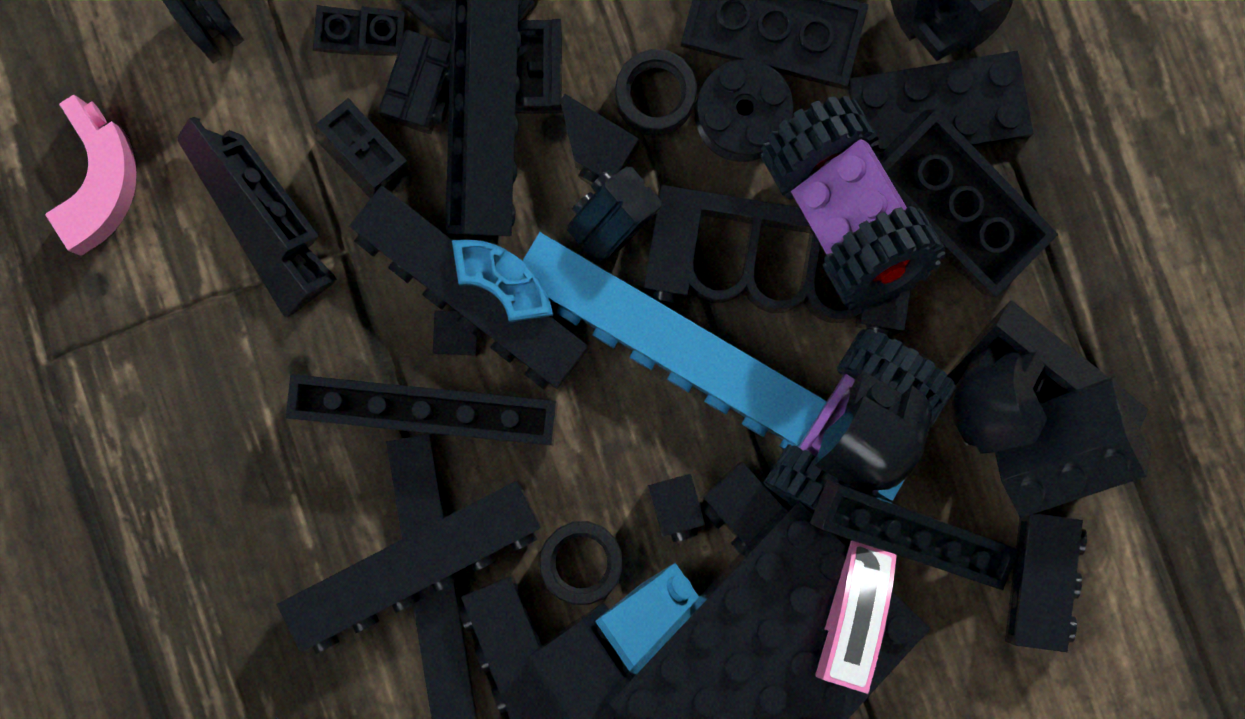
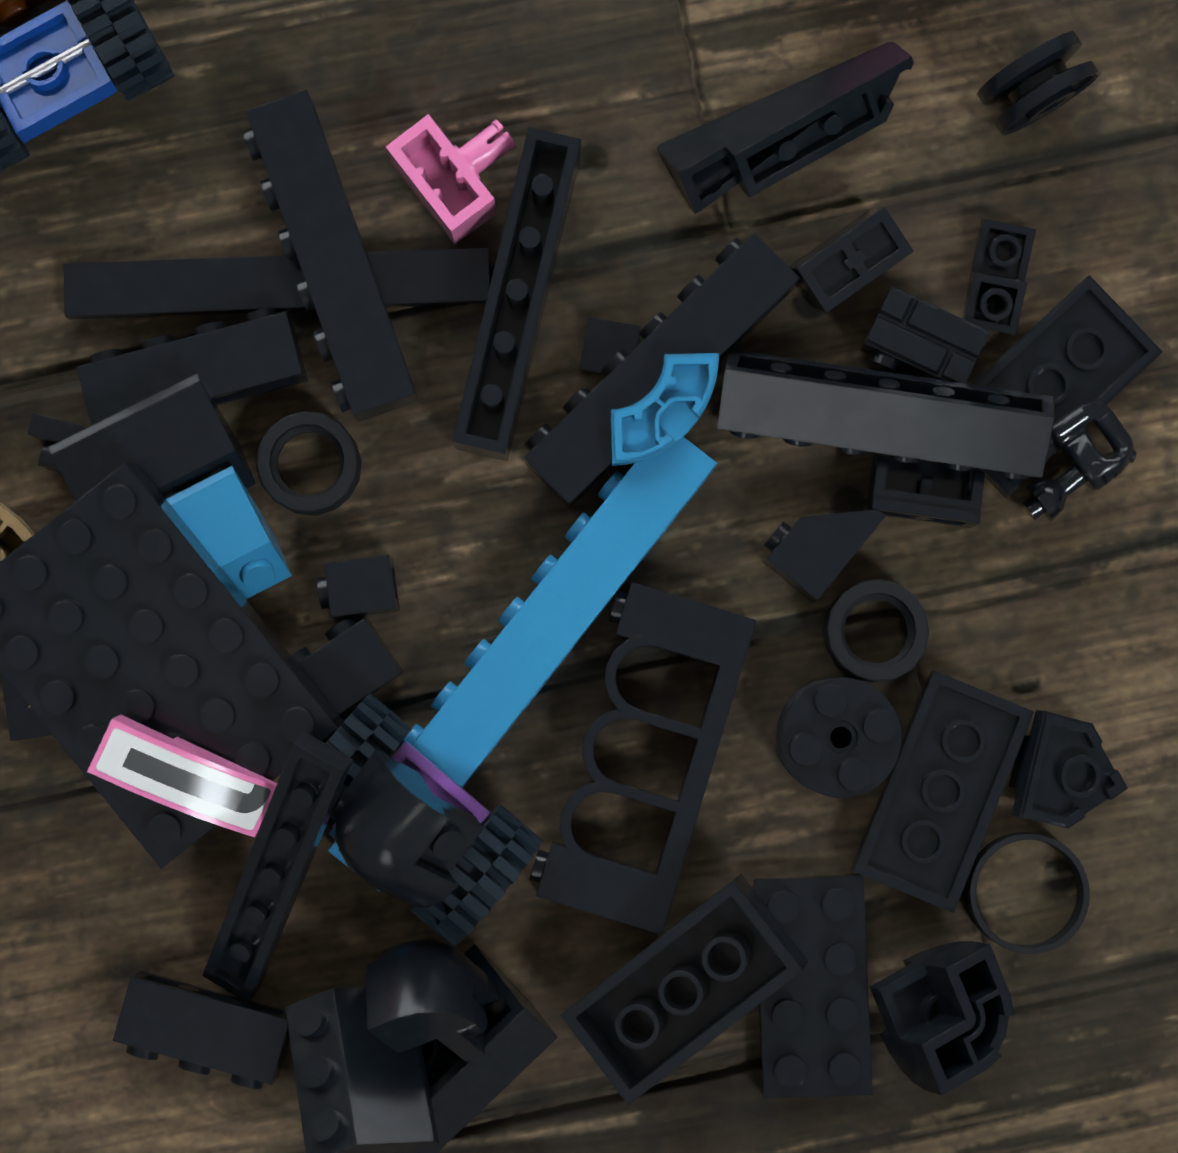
camera: 100 degrees right, 0 degrees up
(332, 480) = (448, 176): none -> bright pink brick
(612, 213) = (728, 554): black brick -> none
(866, 230) = (666, 858): black plate -> none

